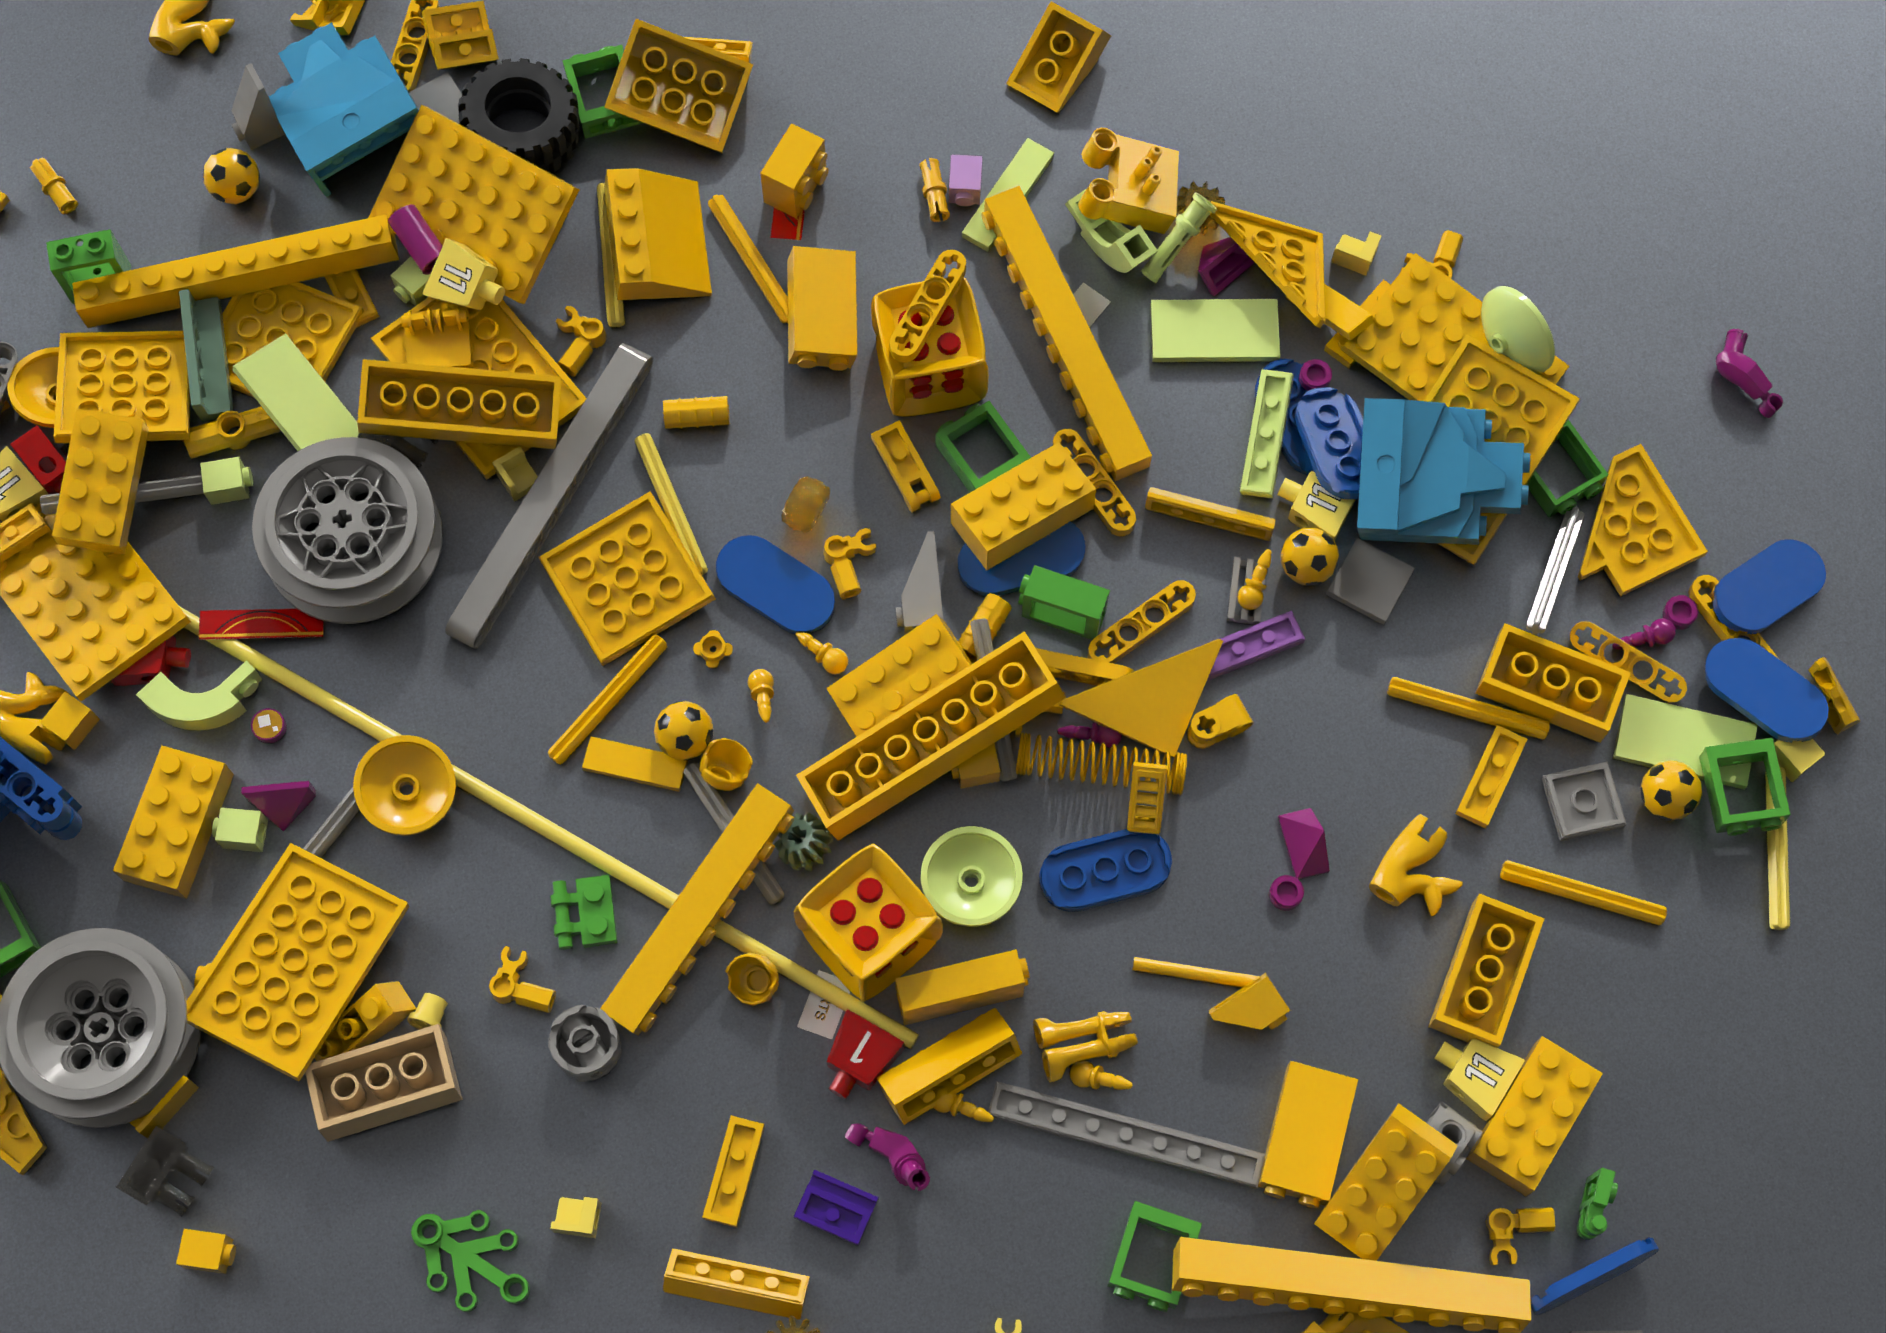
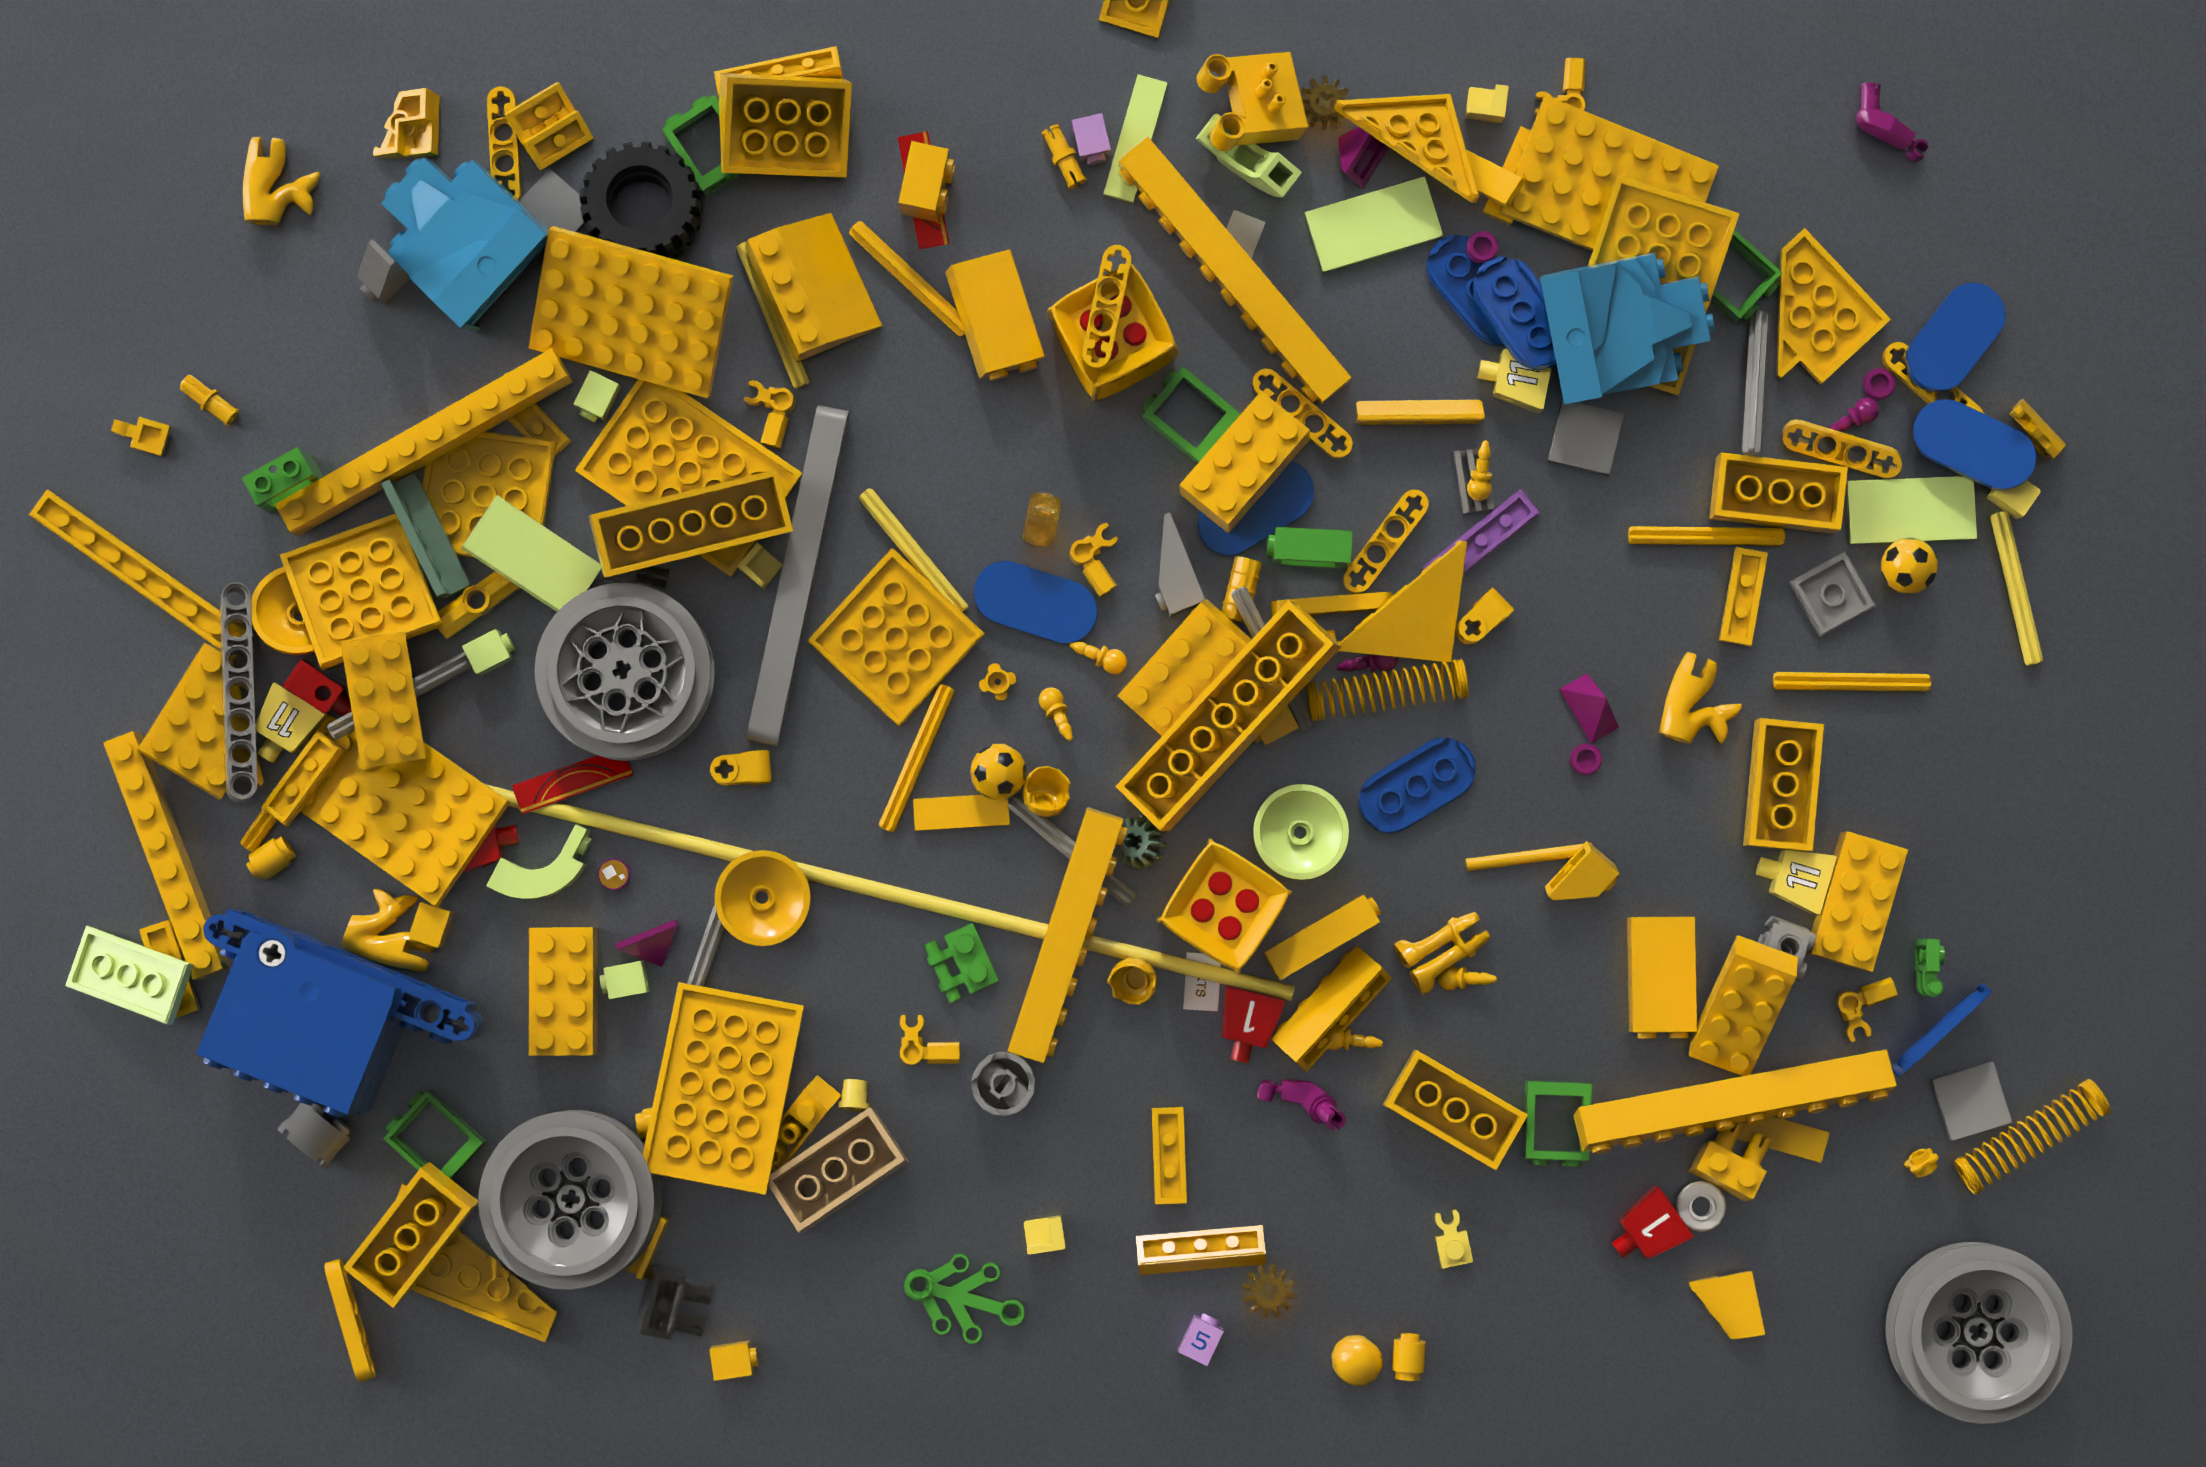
camera: 15 degrees left, 15 degrees up
(231, 175) = (381, 344): yellow piece -> none
(416, 237) = (591, 364): magenta pin -> none
(435, 658) = (748, 766): none -> yellow piece
(438, 337) = (640, 455): yellow hinge -> none
(463, 278) = (648, 392): light yellow torso -> none
(696, 412) = (908, 454): yellow axle -> none
(836, 1207) = (1268, 1160): dark purple plate -> none
(905, 465) = (1120, 449): yellow plate -> none
(1048, 1208) = (1455, 1109): none -> yellow brick
(1126, 1135) = (1502, 1021): light grey tile -> none
(1146, 818) = (1438, 715): yellow slope -> none
(1186, 225) = (1321, 133): yellowish green pin -> none
(1266, 433) = (1451, 319): yellowish green tile -> none
(1309, 556) = (1524, 434): yellow piece -> none
(1517, 329) = (1663, 162): yellowish green dish -> none
(1741, 753) = (1945, 546): bright green window -> none

